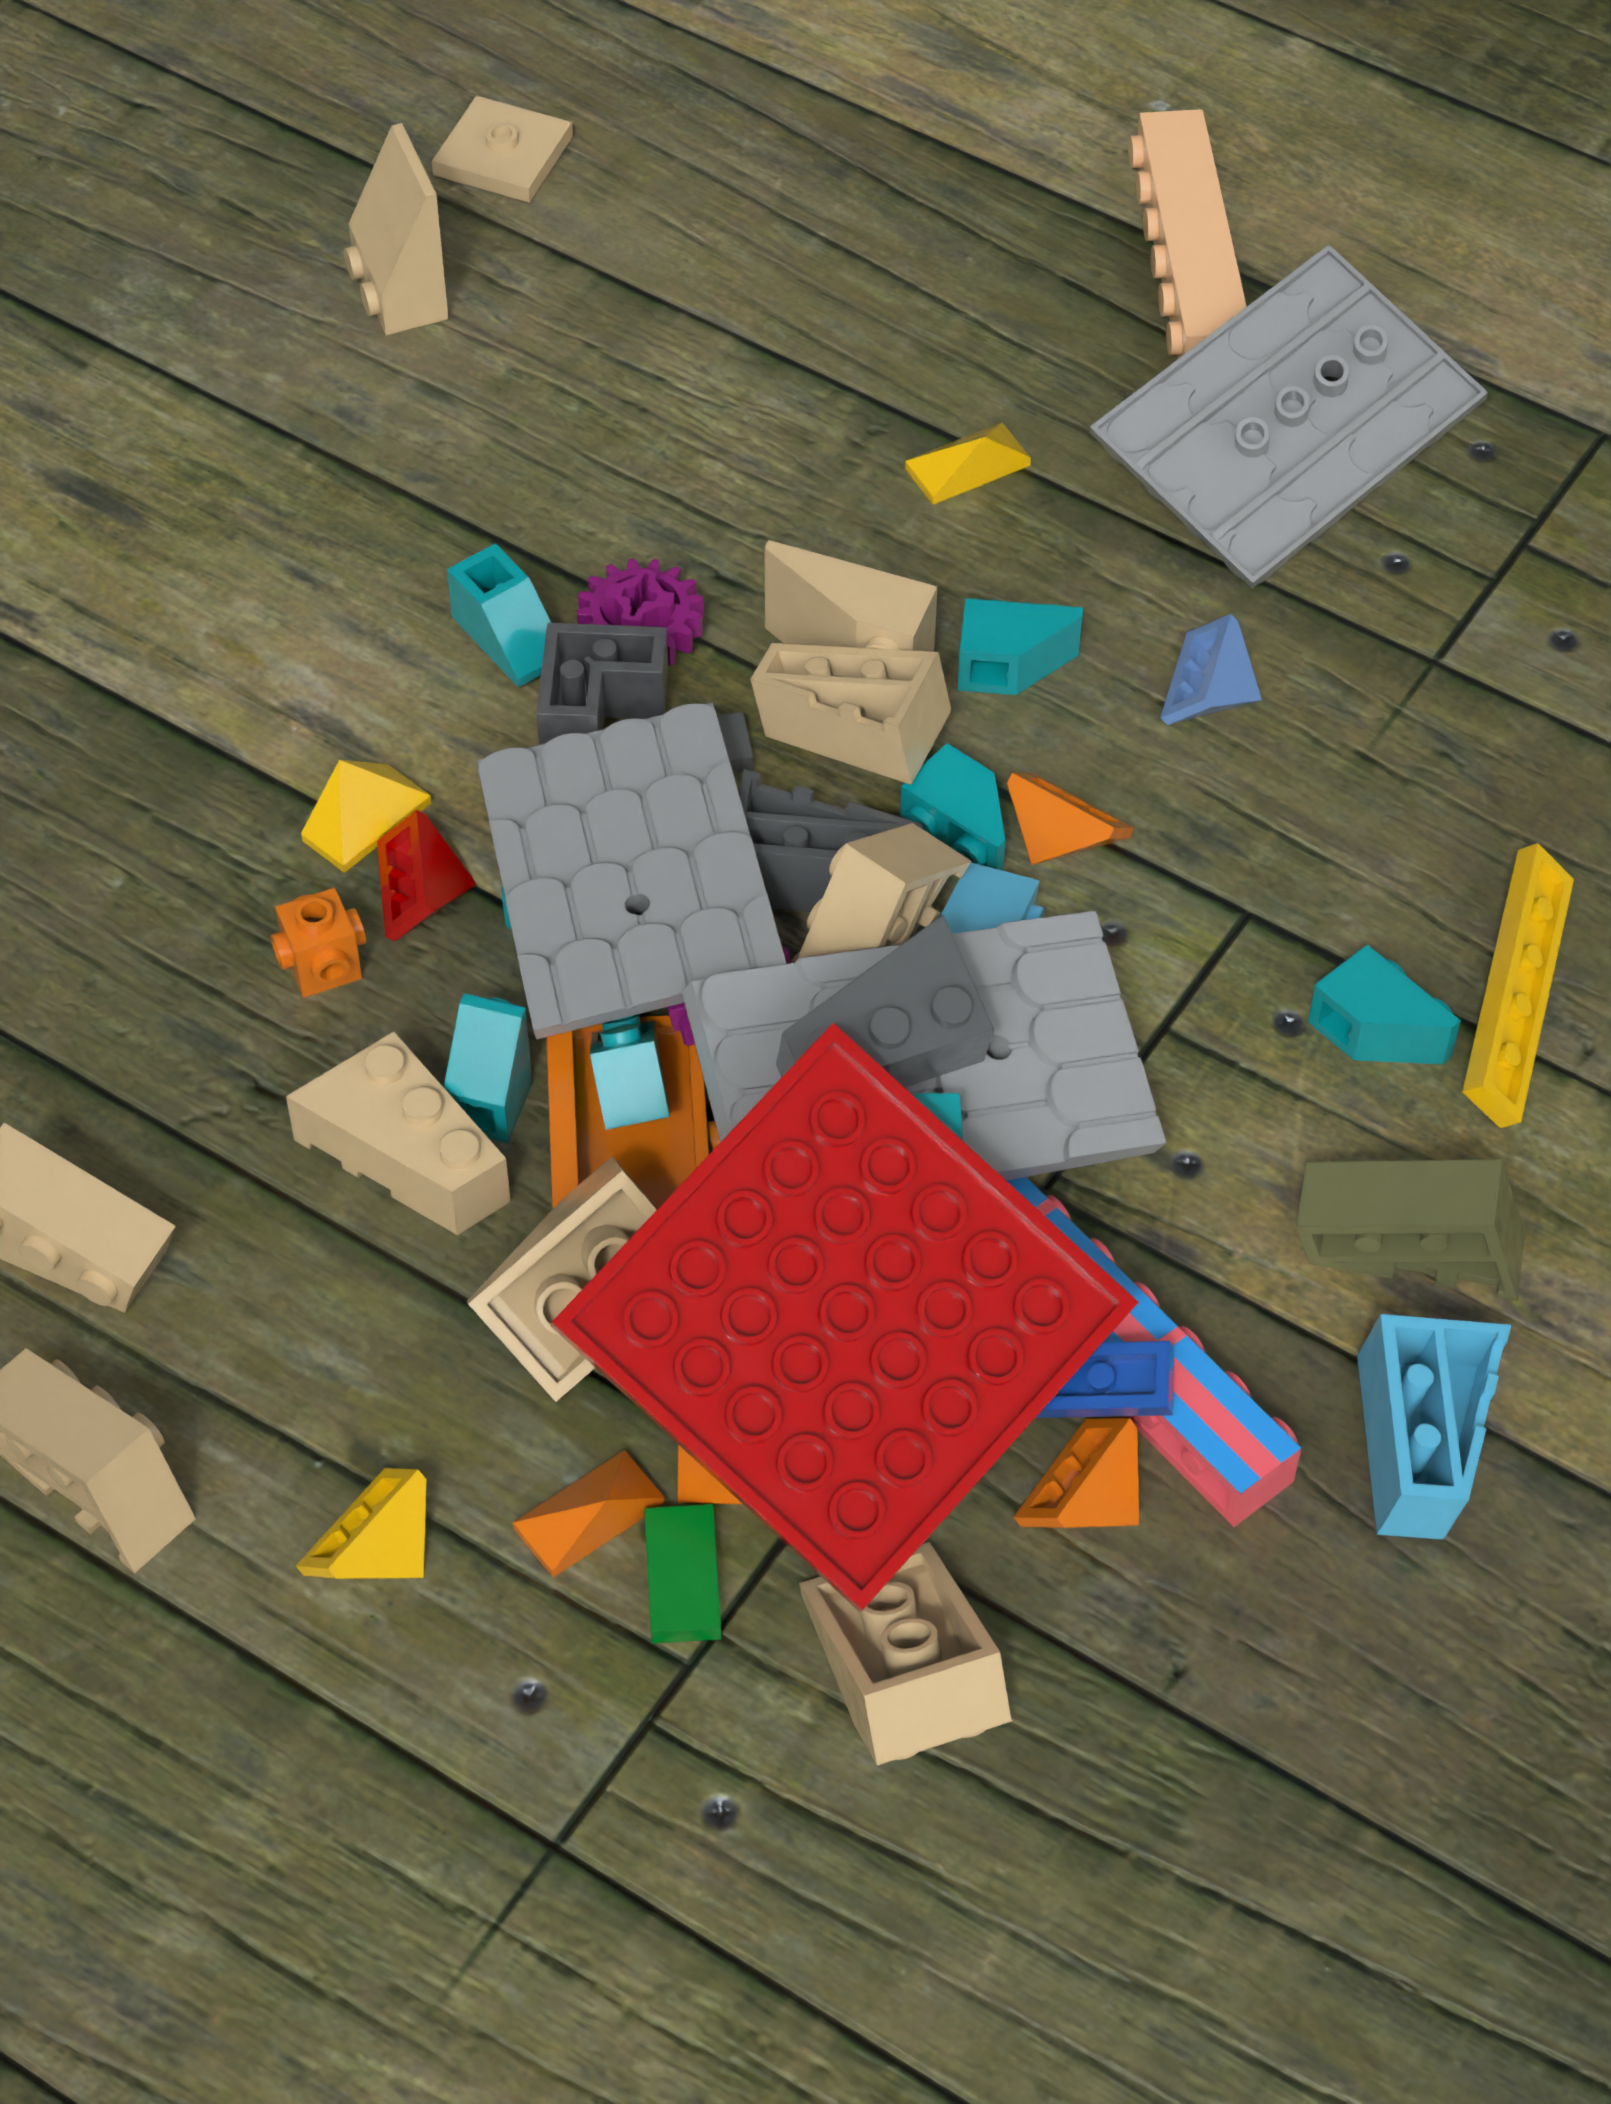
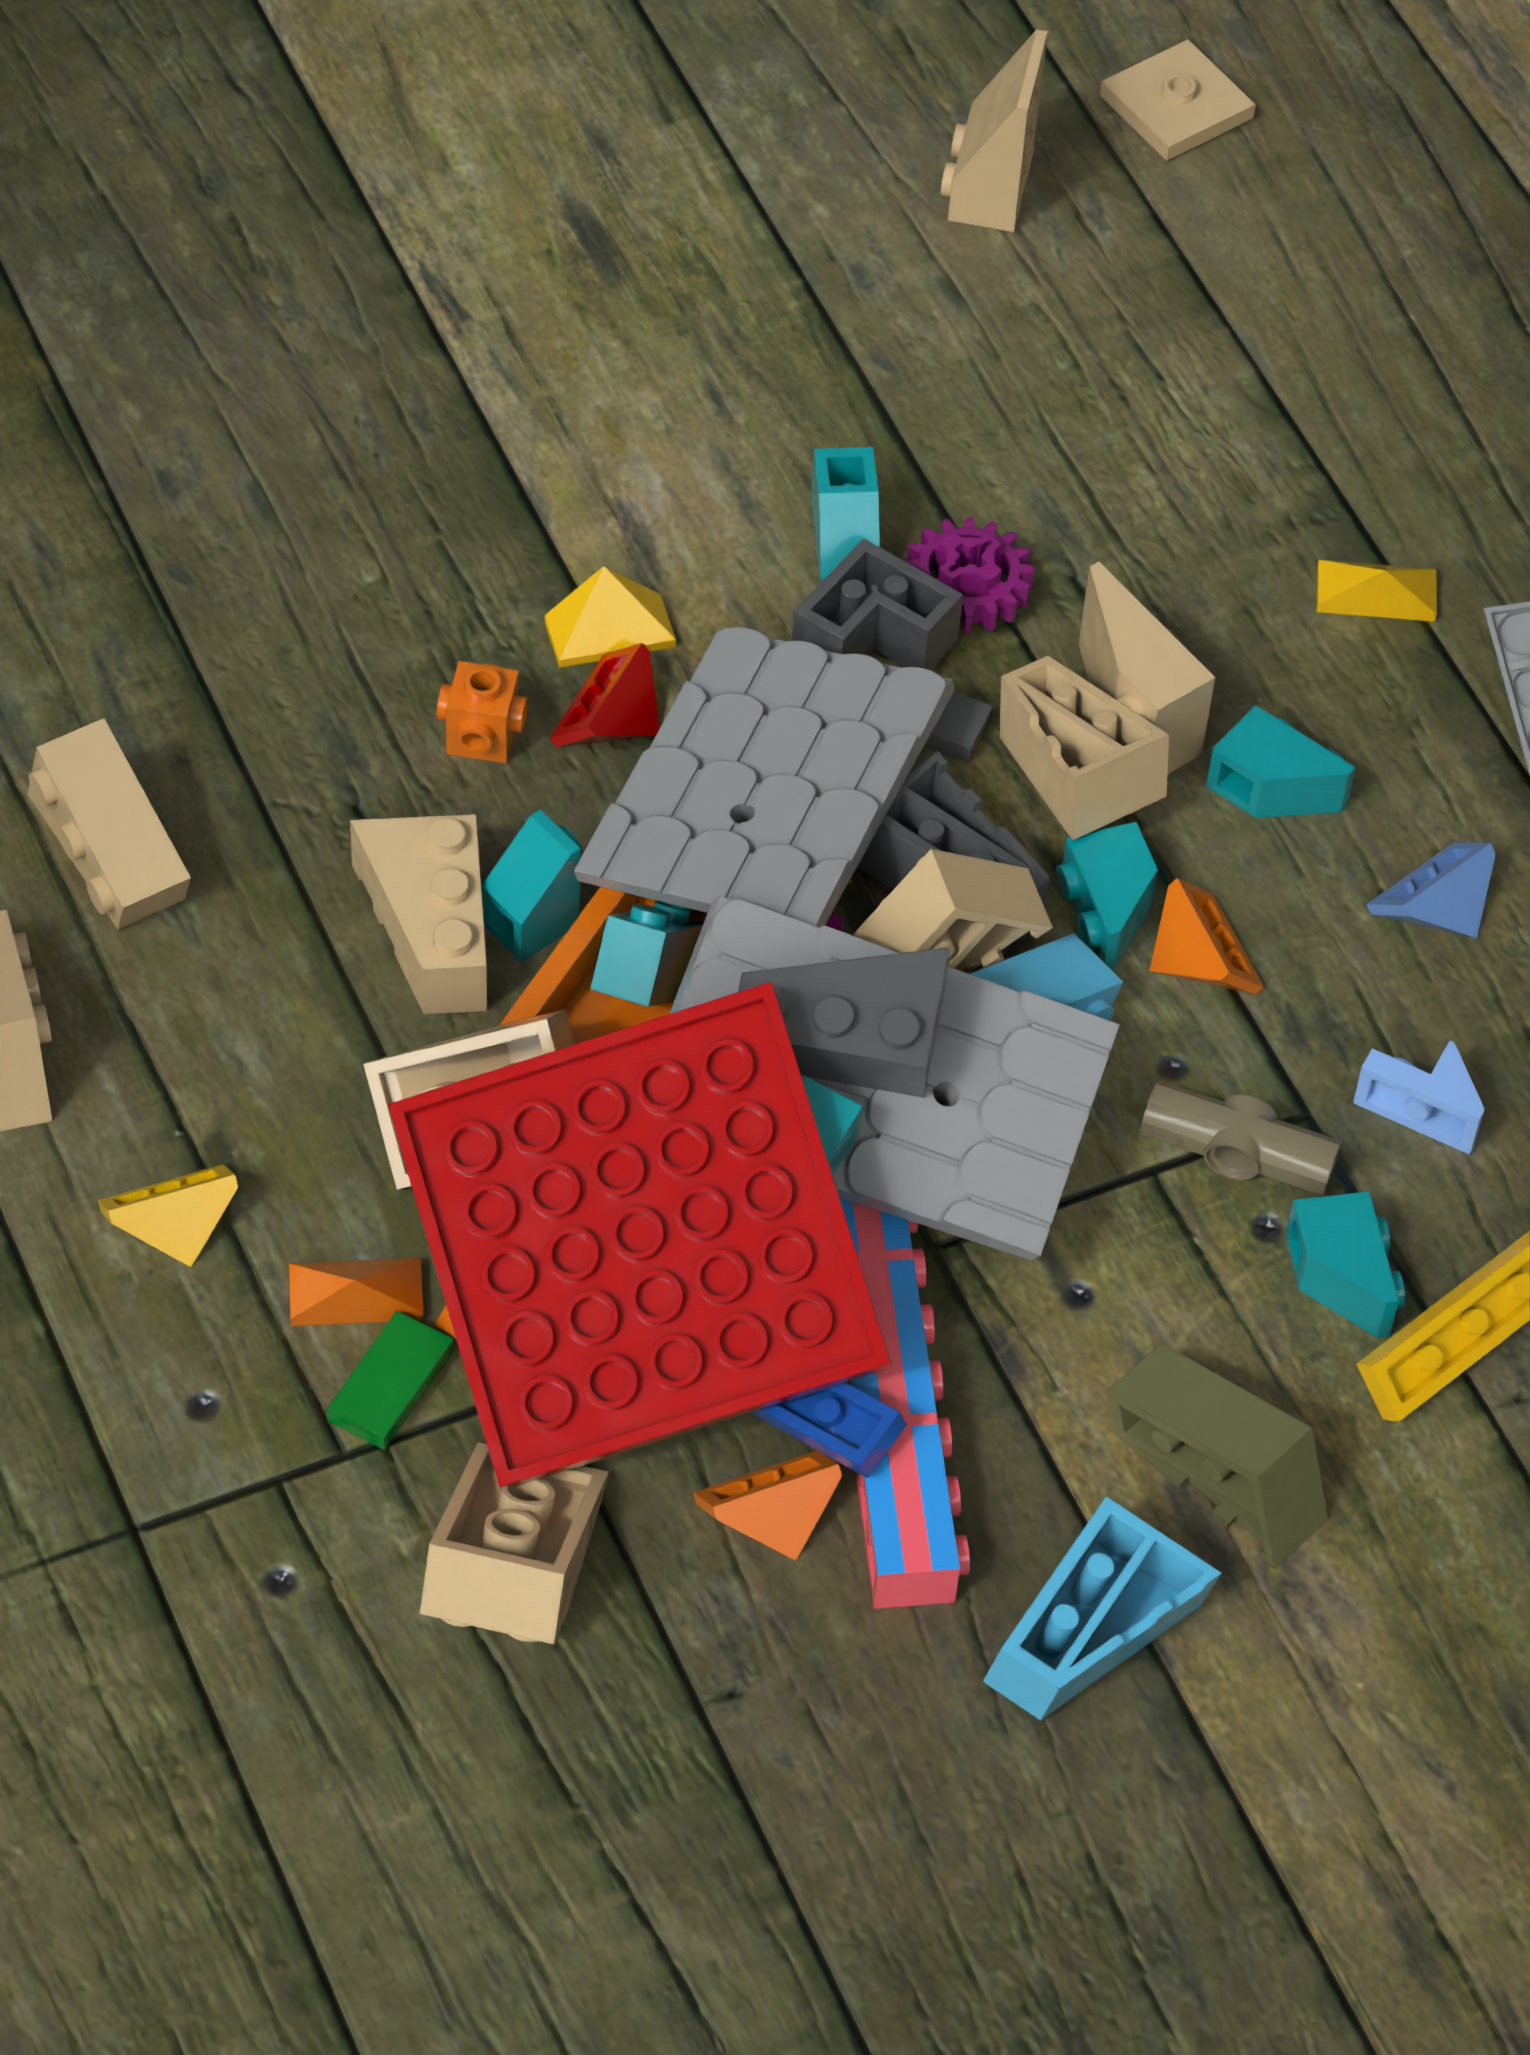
camera: 30 degrees right, 0 degrees up
(1221, 959) = (1240, 1137): none -> dark tan piece
(1345, 847) = (1433, 1104): none -> light blue slope

